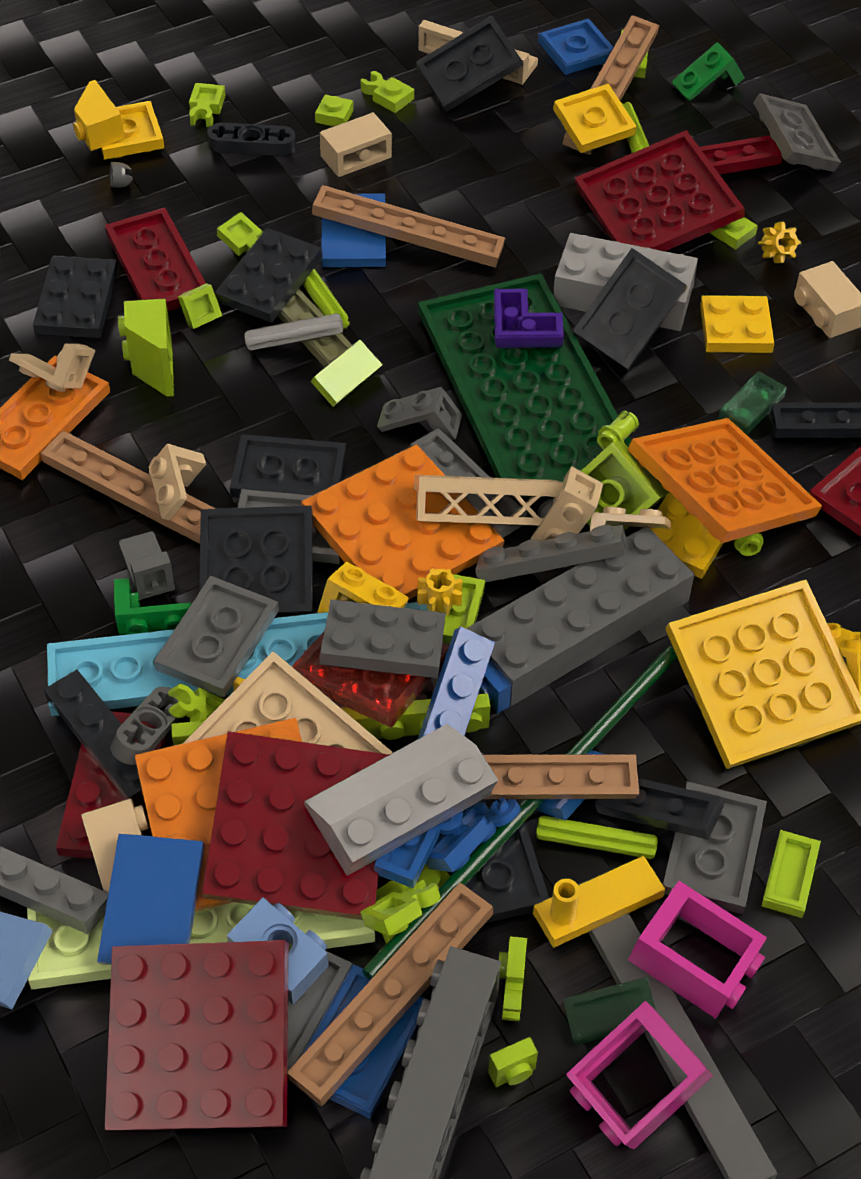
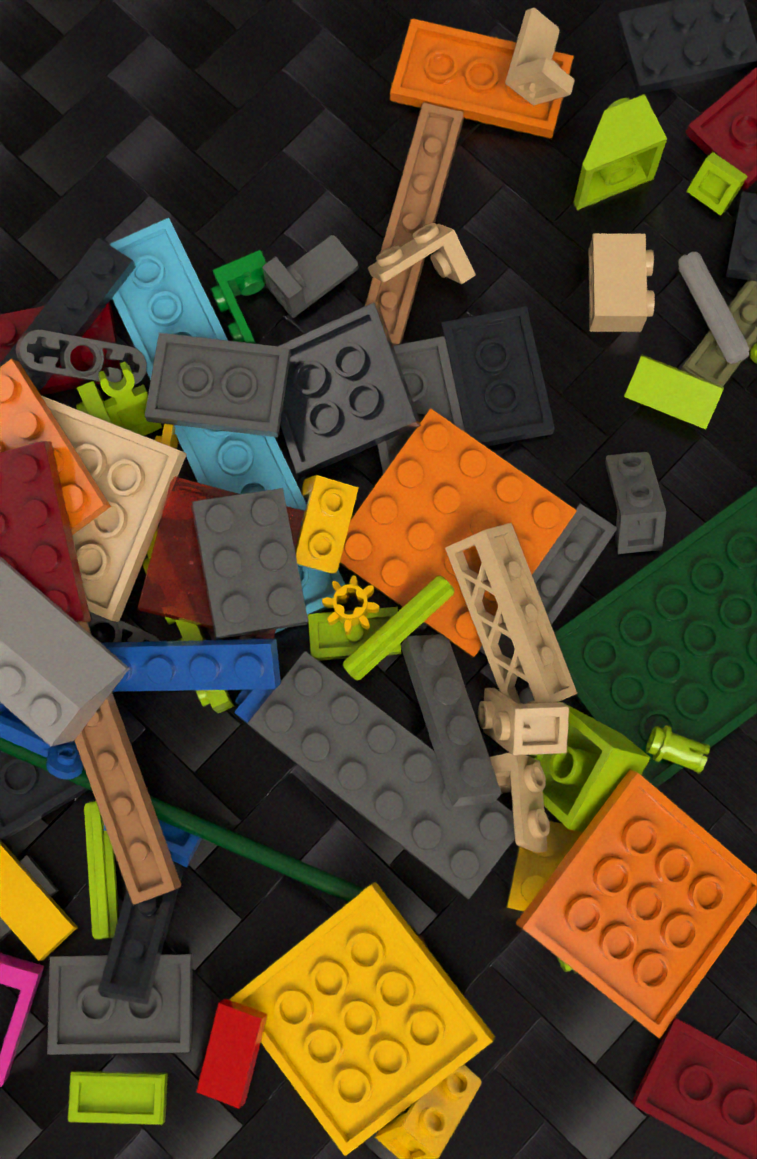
camera: 80 degrees right, 25 degrees up
(248, 379) = (619, 283): none -> tan brick
(468, 569) = (398, 627): none -> lime axle
(774, 772) = (231, 1053): none -> red tile

